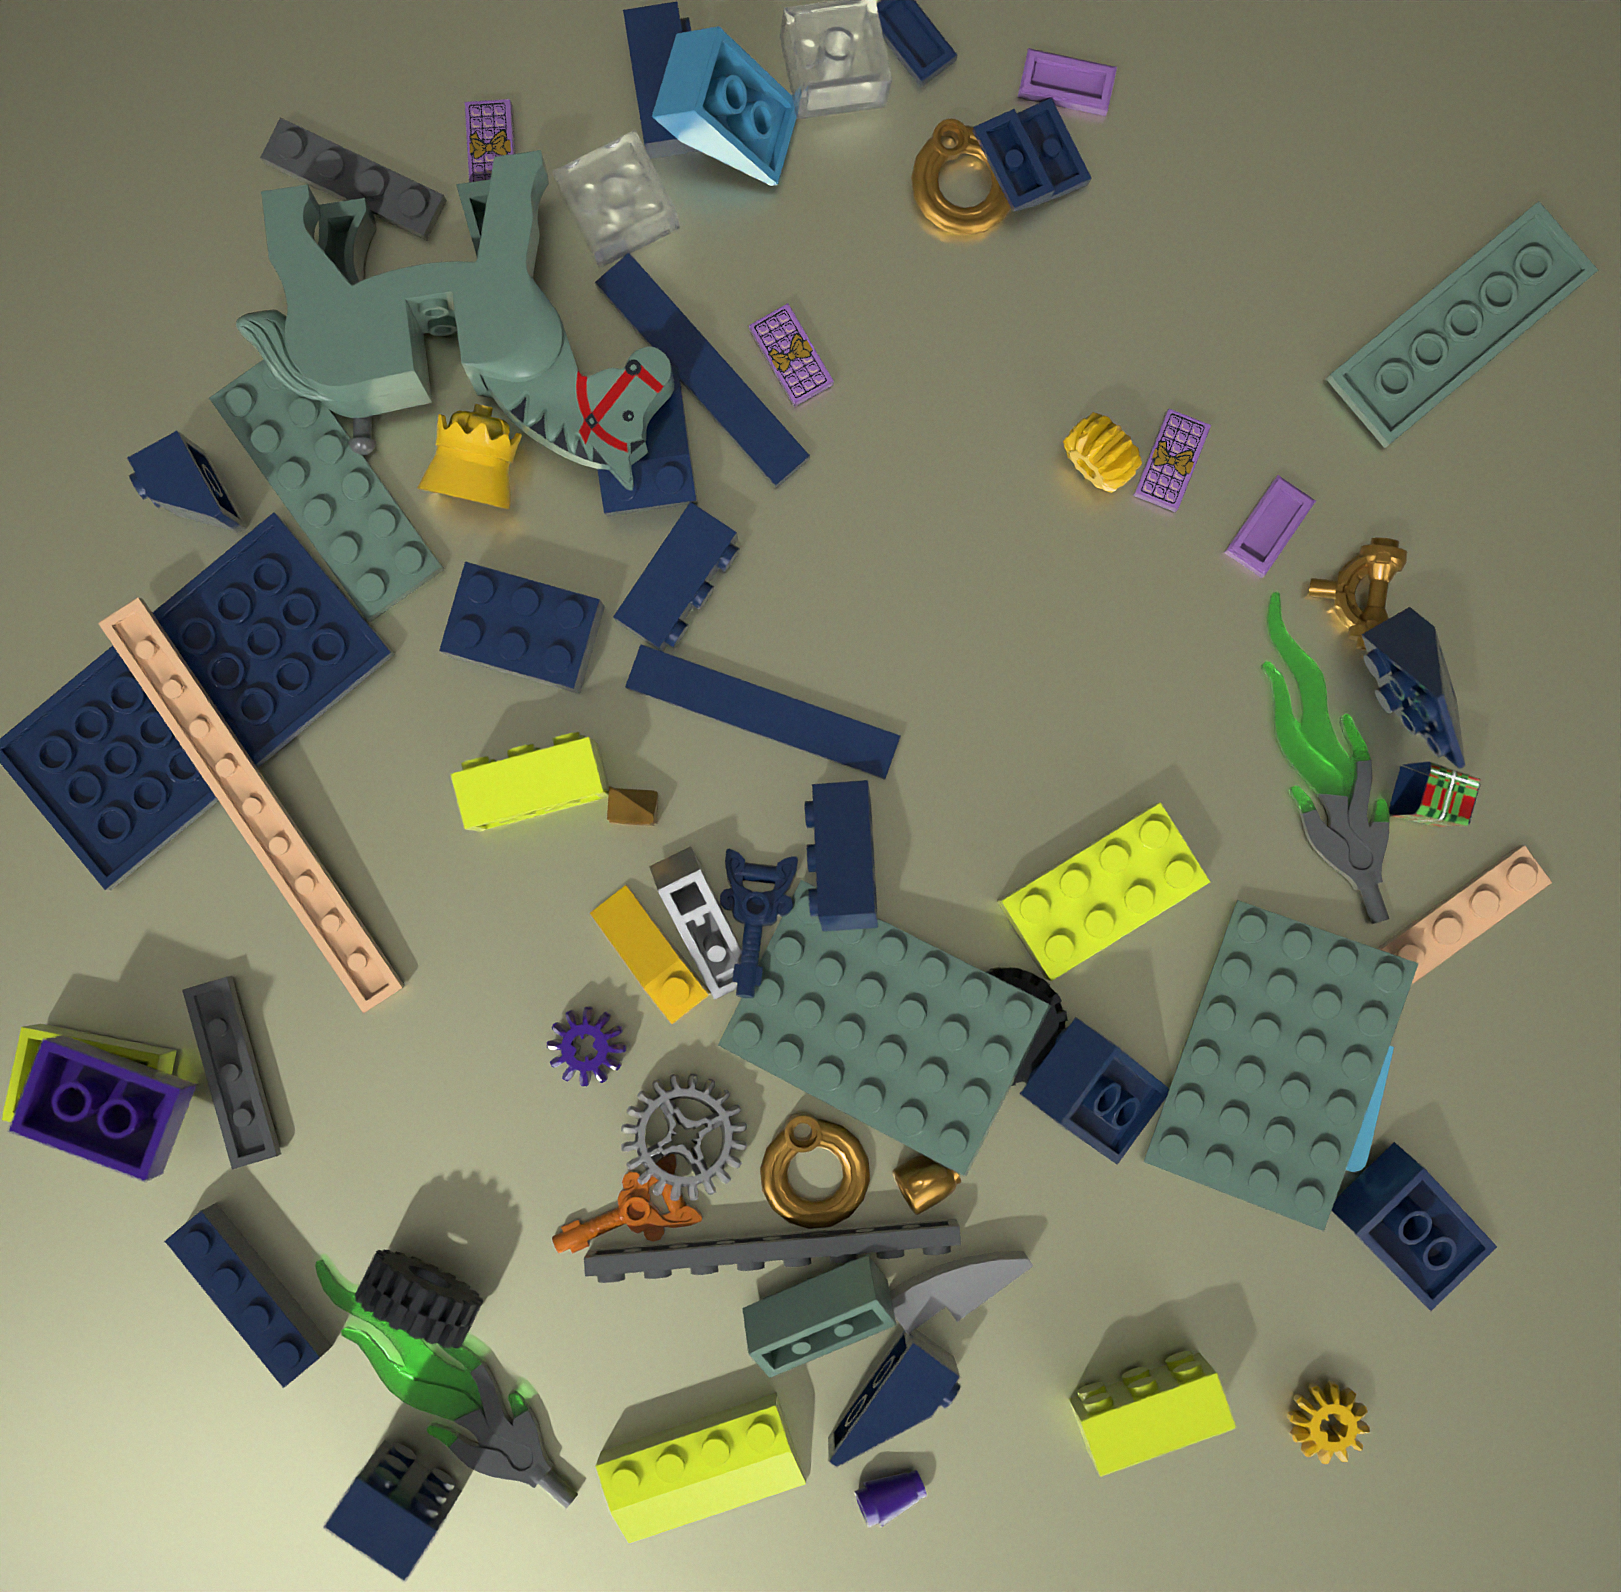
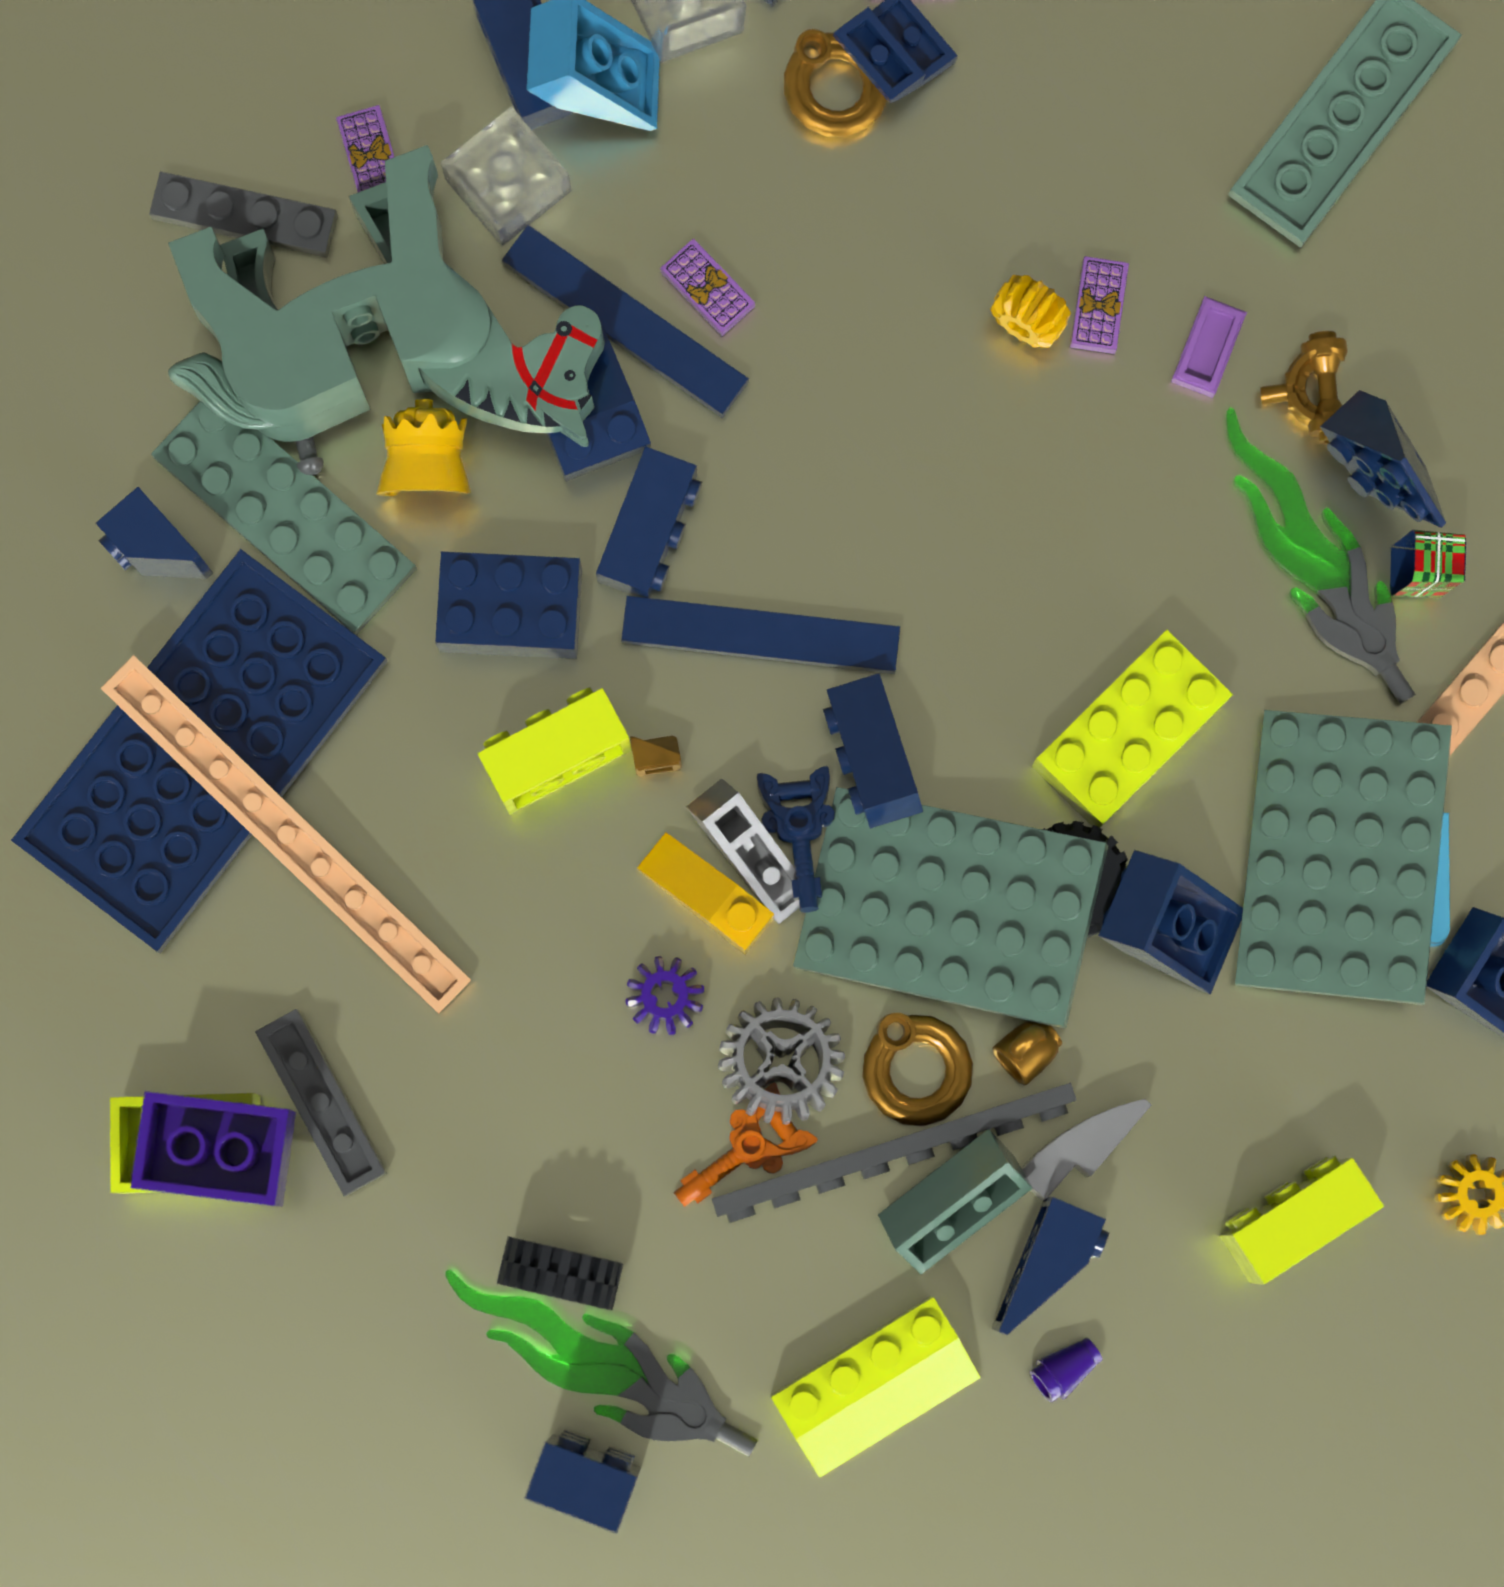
camera: 15 degrees left, 5 degrees down
(248, 1294) = (388, 1314): dark blue brick -> none

